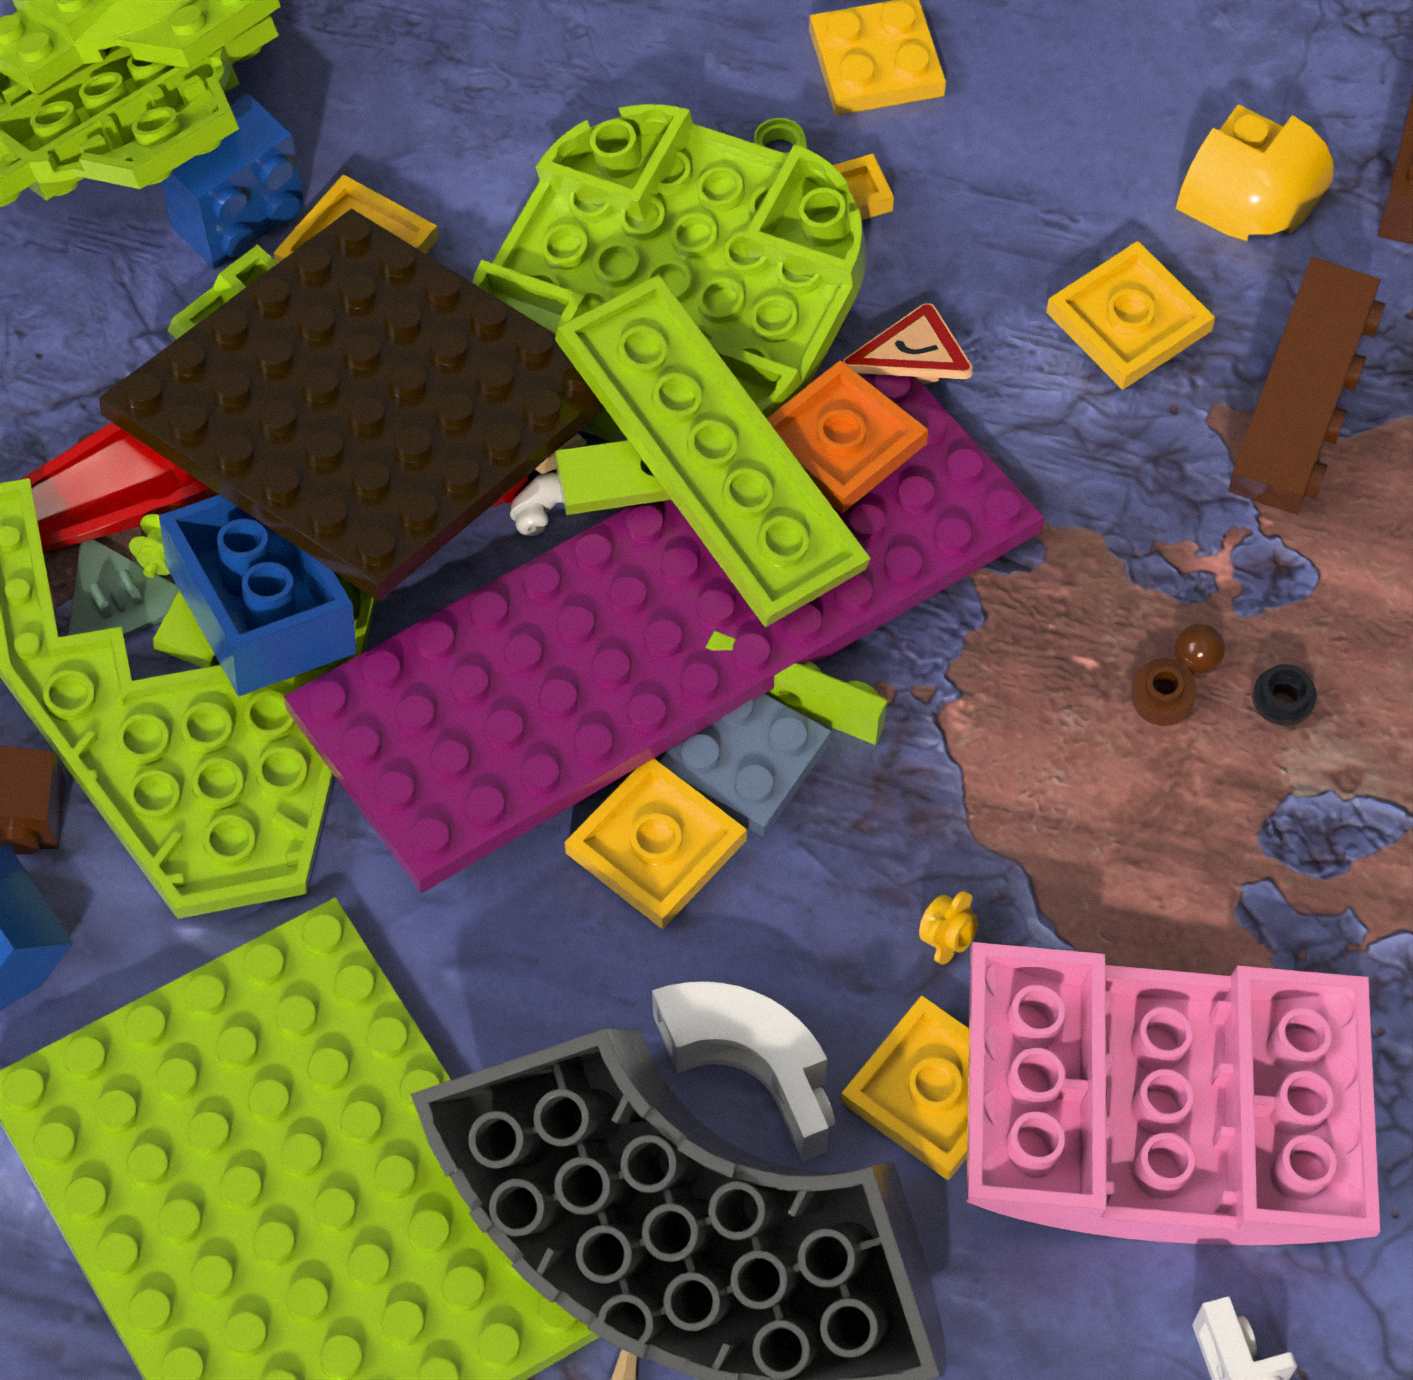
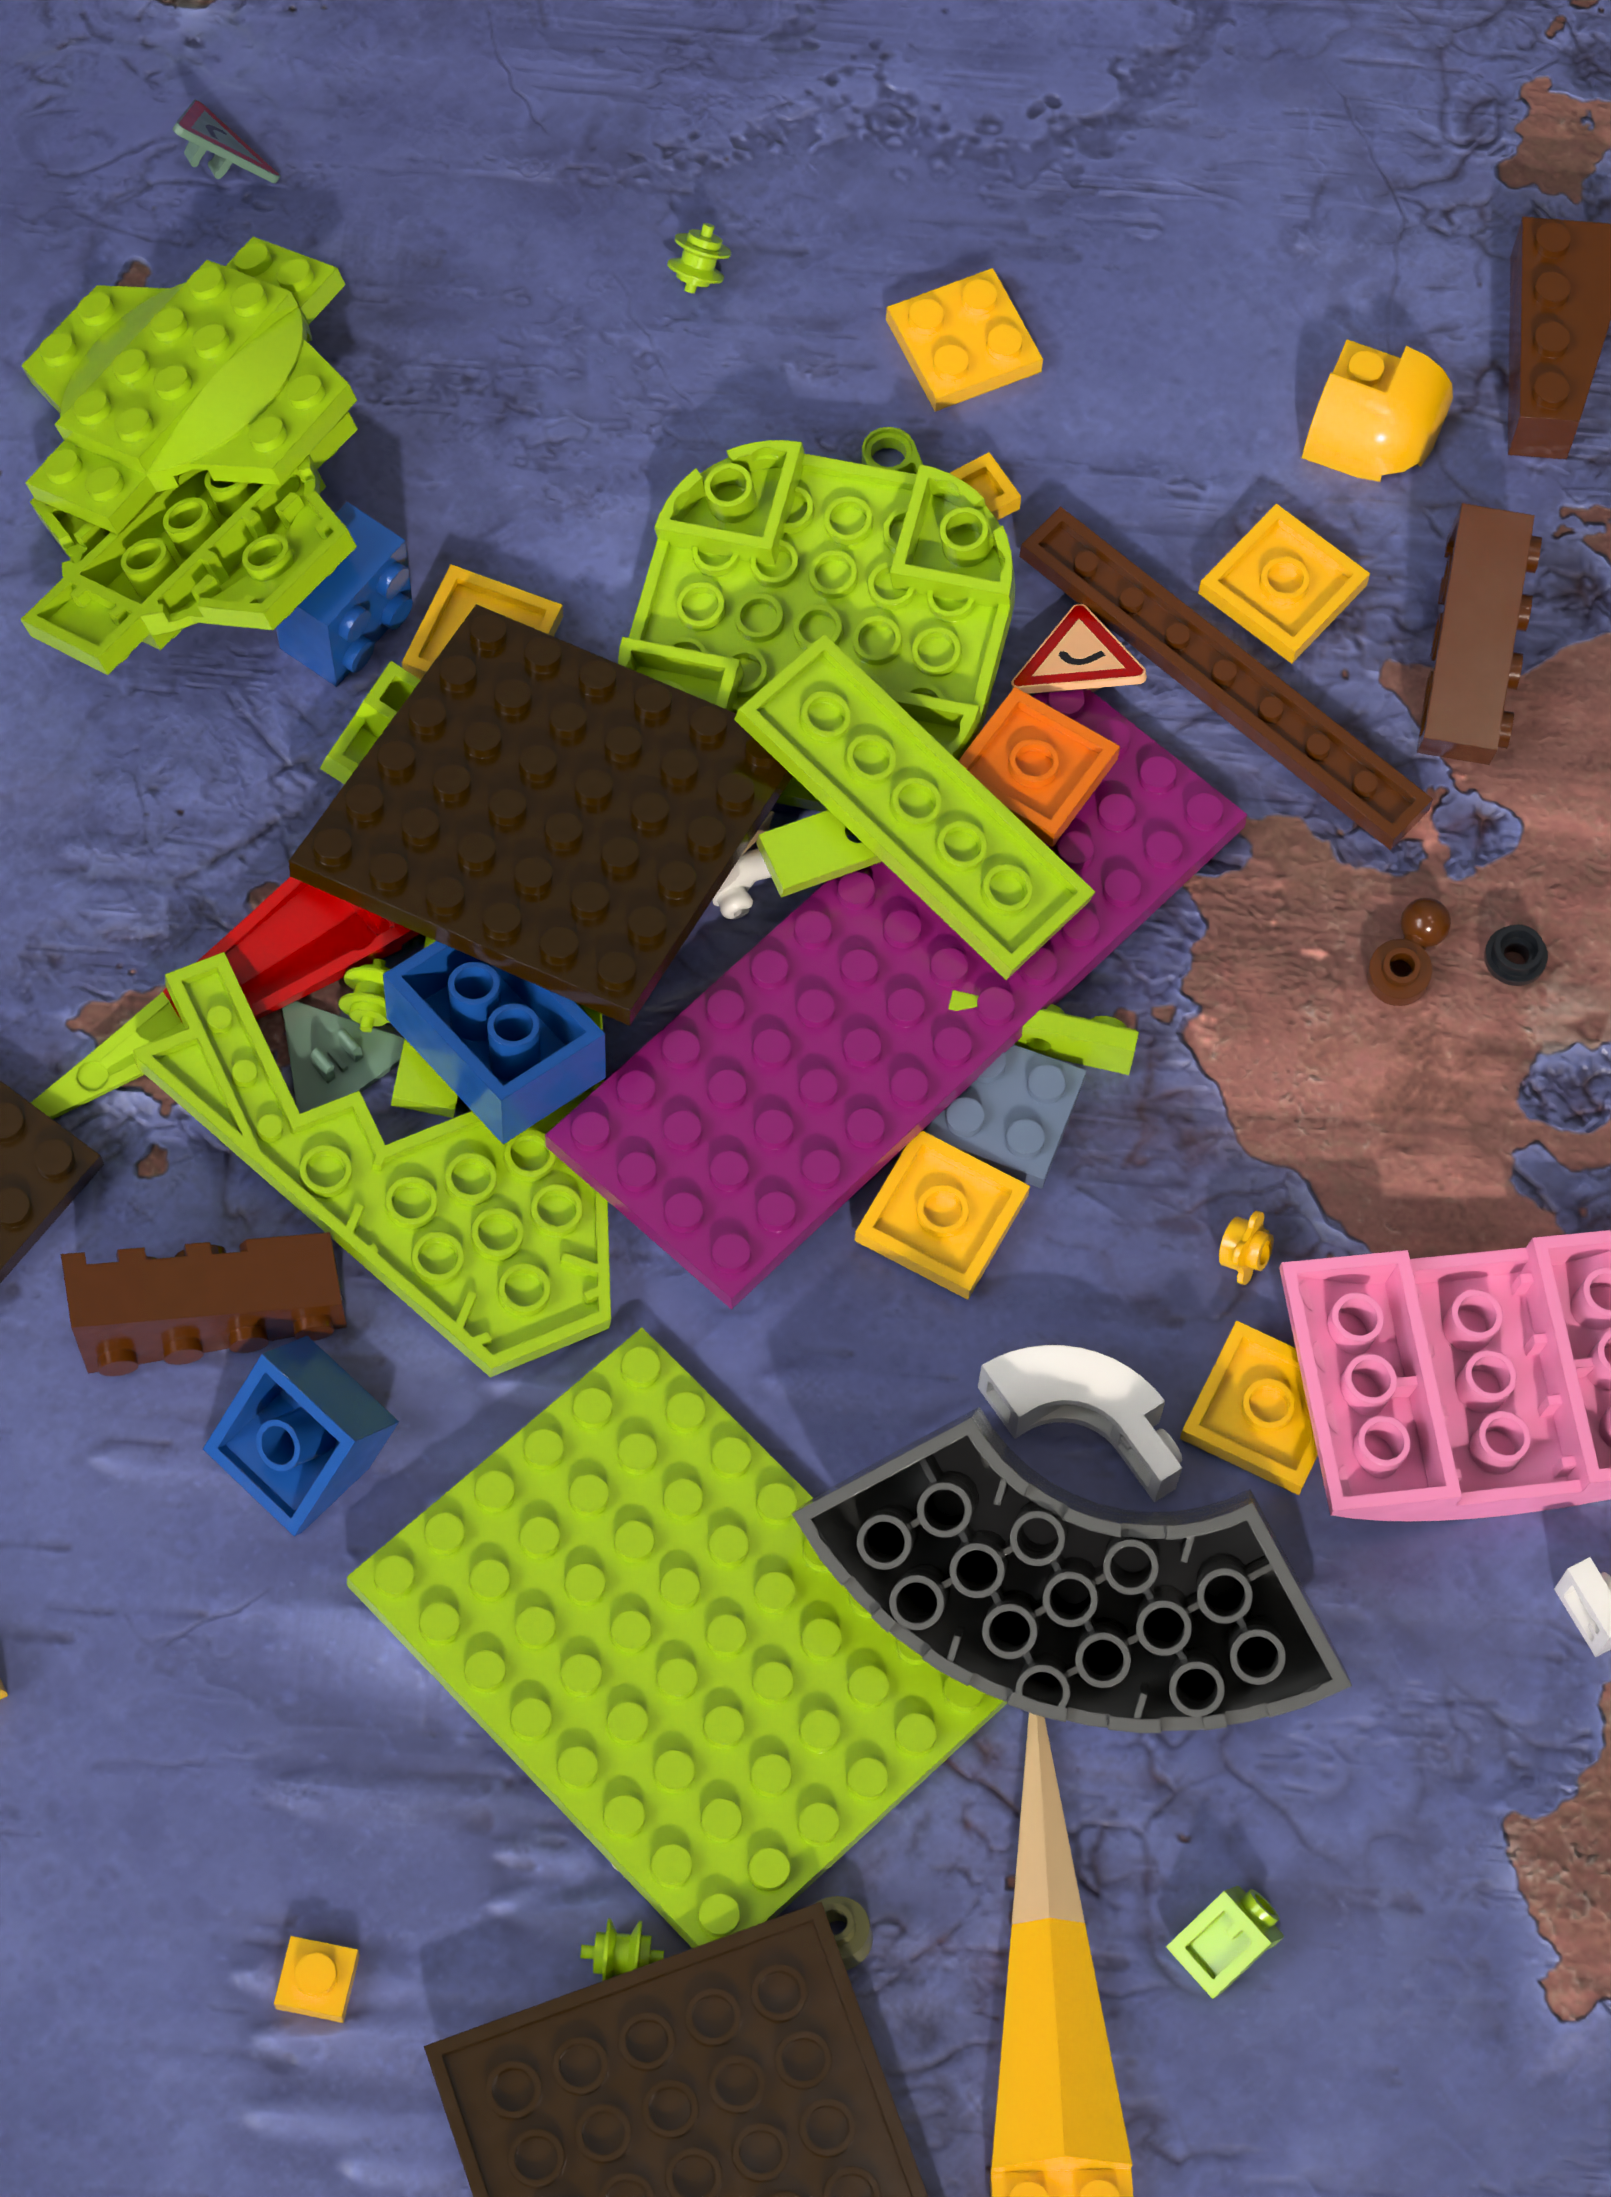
camera: 15 degrees left, 5 degrees up
(1057, 394) = (1226, 678): none -> reddish brown plate

